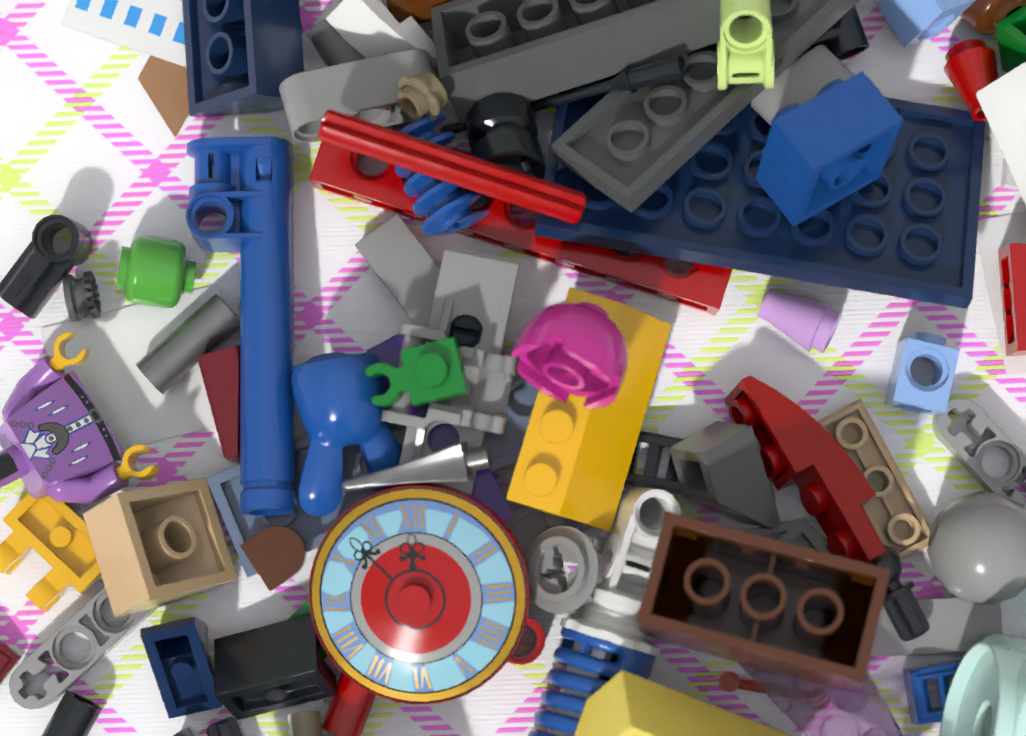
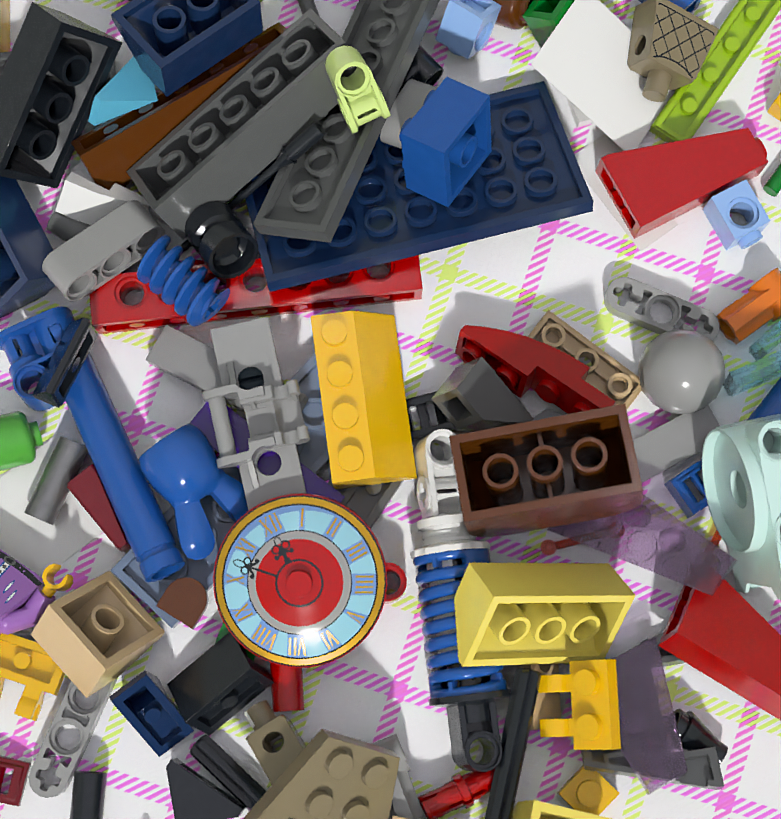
camera: 30 degrees left, 5 degrees down
(258, 212) = (66, 362): none -> black slope
(421, 95) = (146, 227): dark tan plate -> none
(428, 373) = (237, 417): green plate -> none
(445, 465) = (277, 479): flat silver piece -> none
(451, 166) = (188, 265): red axle -> none
(546, 557) = (379, 517): light grey gear -> none
(573, 352) = (333, 356): dark pink cylinder -> none
(801, 319) = (482, 273): lavender cone -> none
(899, 599) = (645, 438): black axle -> none
(909, 395) = (579, 291): light blue brick -> none
(970, 69) = (517, 54): red cone -> none

